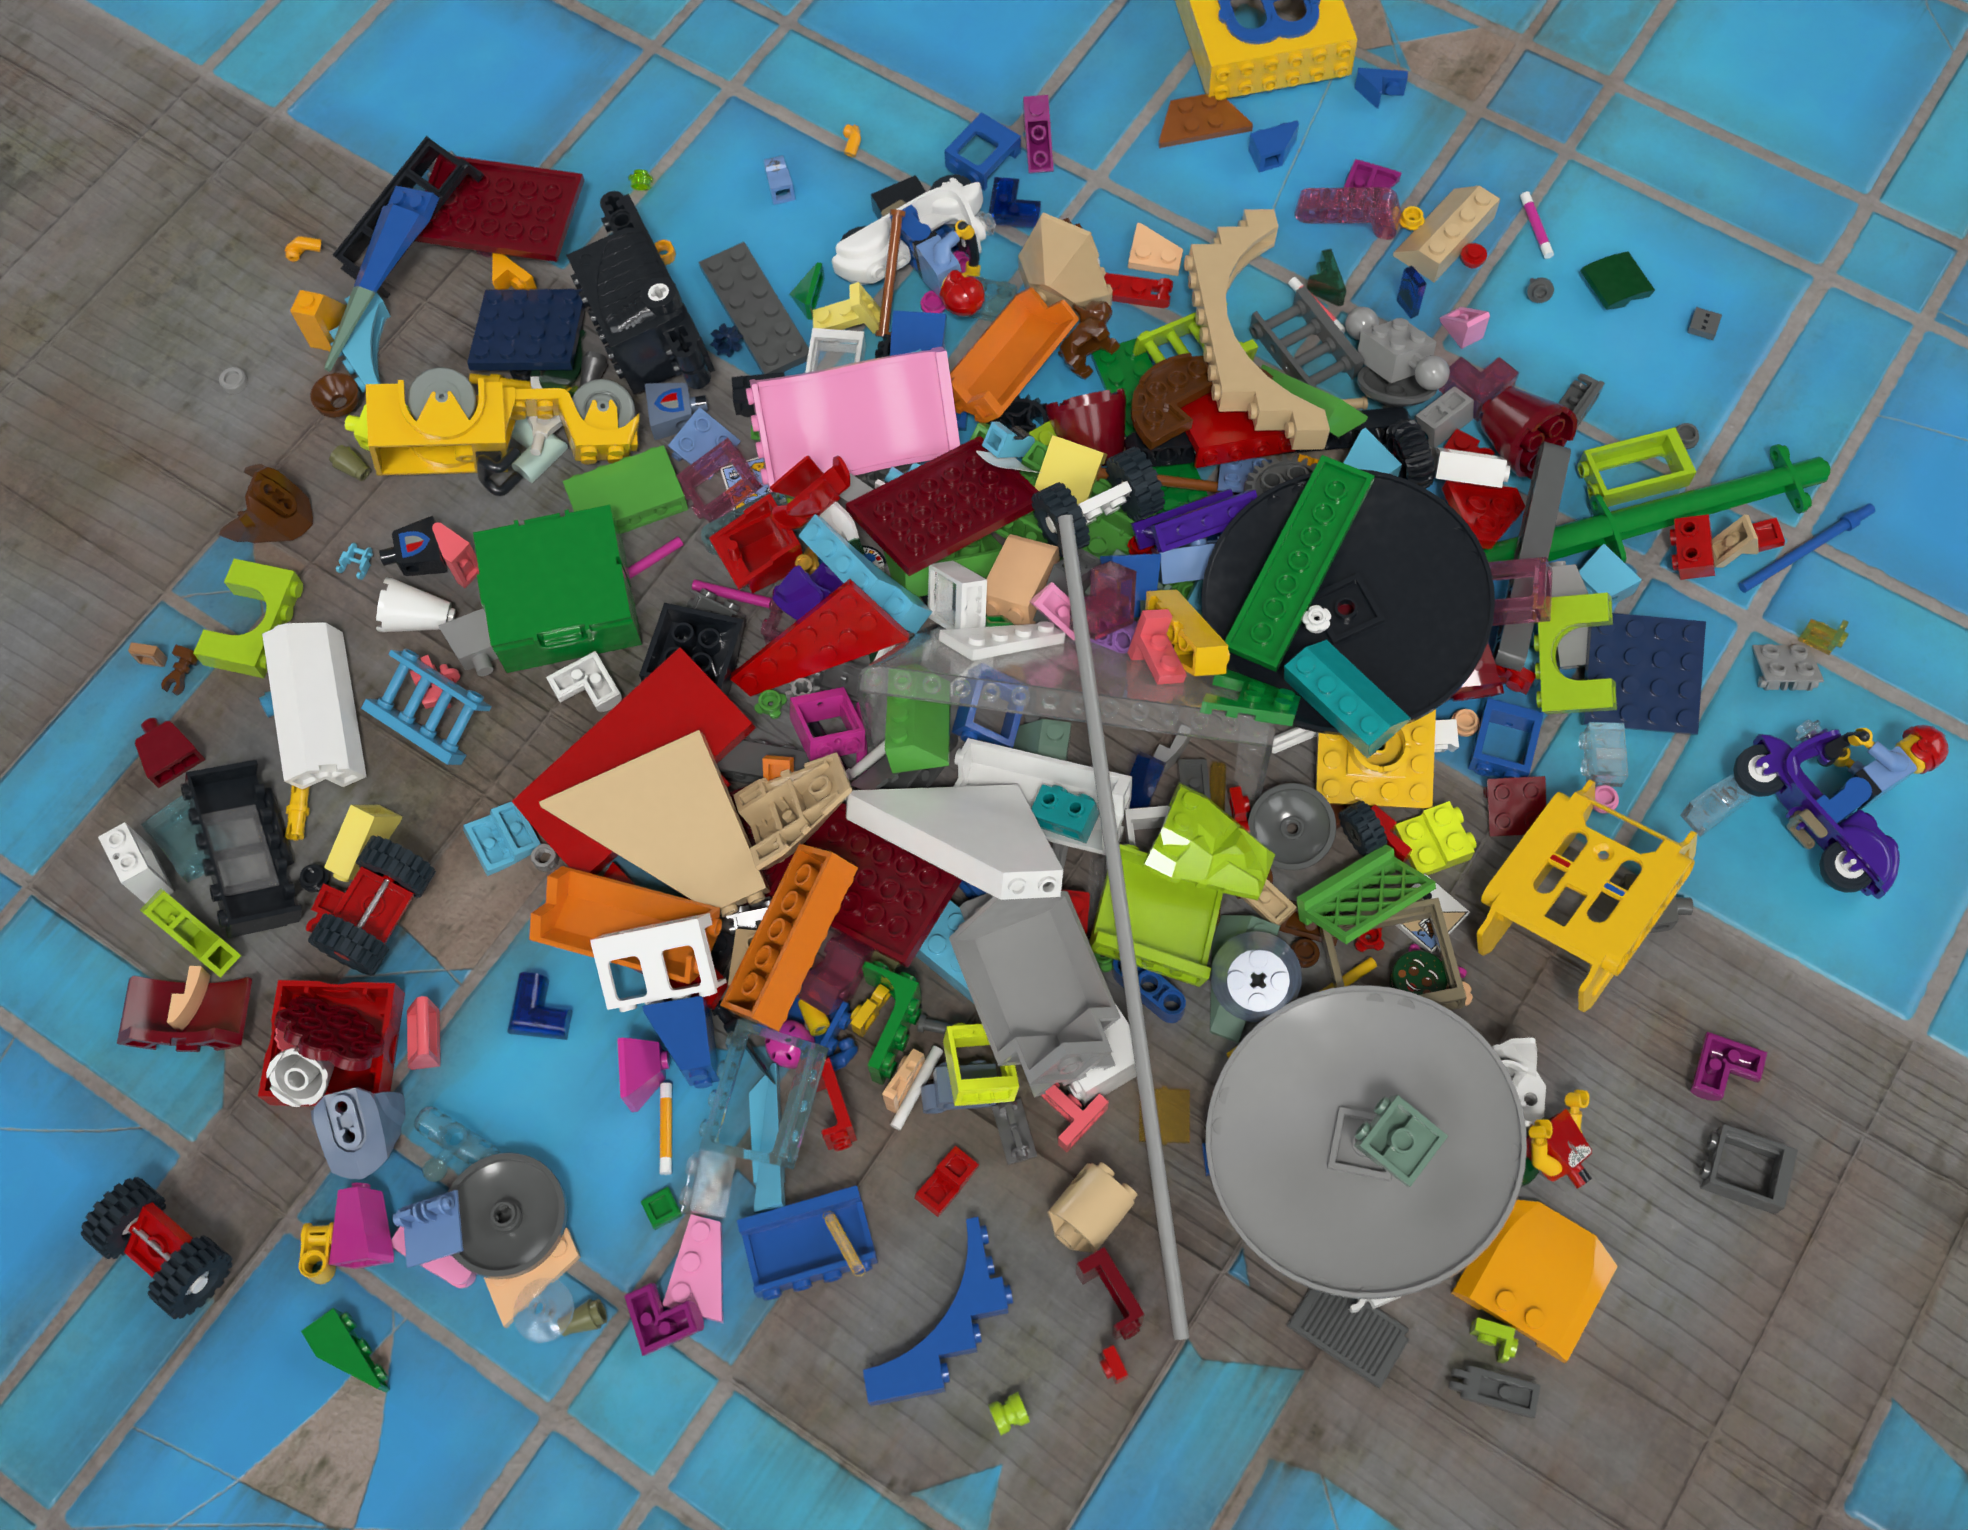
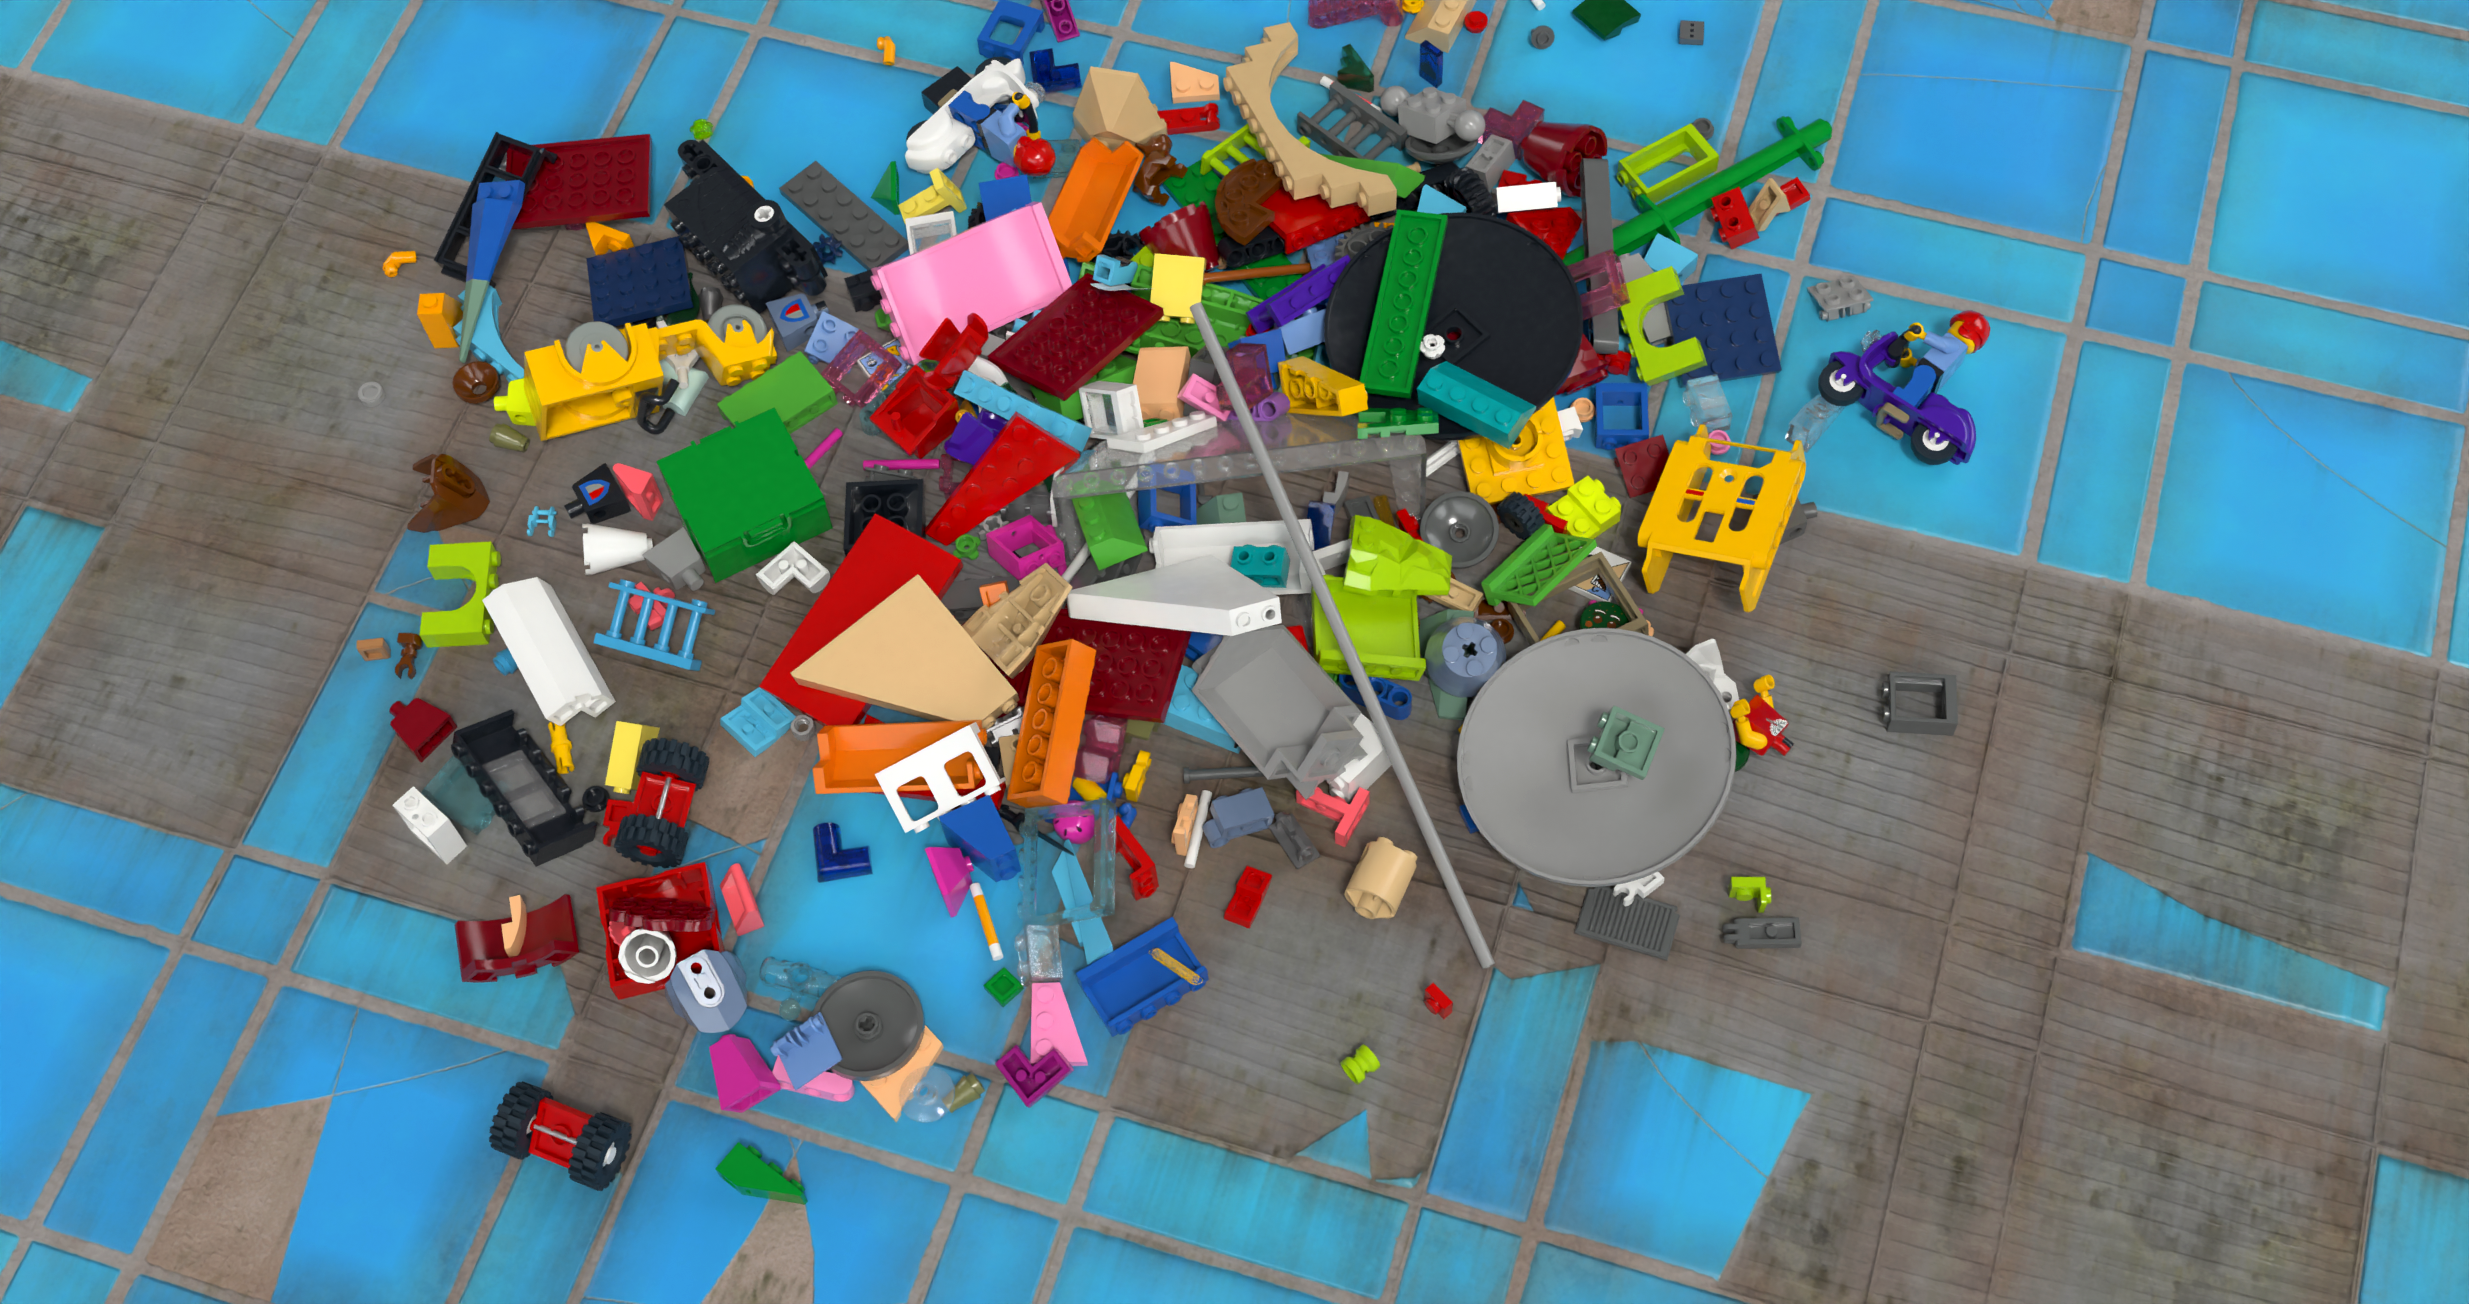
camera: 15 degrees left, 5 degrees down
(190, 932) = (498, 873): lime arch -> none
(315, 1248) = (704, 1102): yellow piece -> none
(779, 179) = (830, 98): medium blue leg -> none
(890, 273) = (962, 153): dark orange bar -> none
(906, 1012) = (1167, 756): green bracket -> none
(920, 1369) = (1274, 1049): blue arch -> none
(979, 1089) = (1253, 807): neon yellow window -> none
(1101, 1265) = (1408, 925): dark red panel -> none
(1133, 487) = (1238, 282): black plate -> none
(1153, 646) = (1298, 405): coral bracket -> none
(1173, 1116) = (1430, 791): clear yellow piece -> none
(1374, 943) = (1559, 607): red plate -> none
(1466, 325) = (1486, 81): bright pink slope -> none
(1540, 1277) = (1772, 834): light orange wedge -> none
(1582, 397) = (1605, 117): dark grey hinge -> none
(1718, 1059) = (1873, 623): magenta brick -> none
(1823, 637) = (1863, 265): clear yellow bracket -> none
(1846, 523) = (1857, 168): blue bar -> none

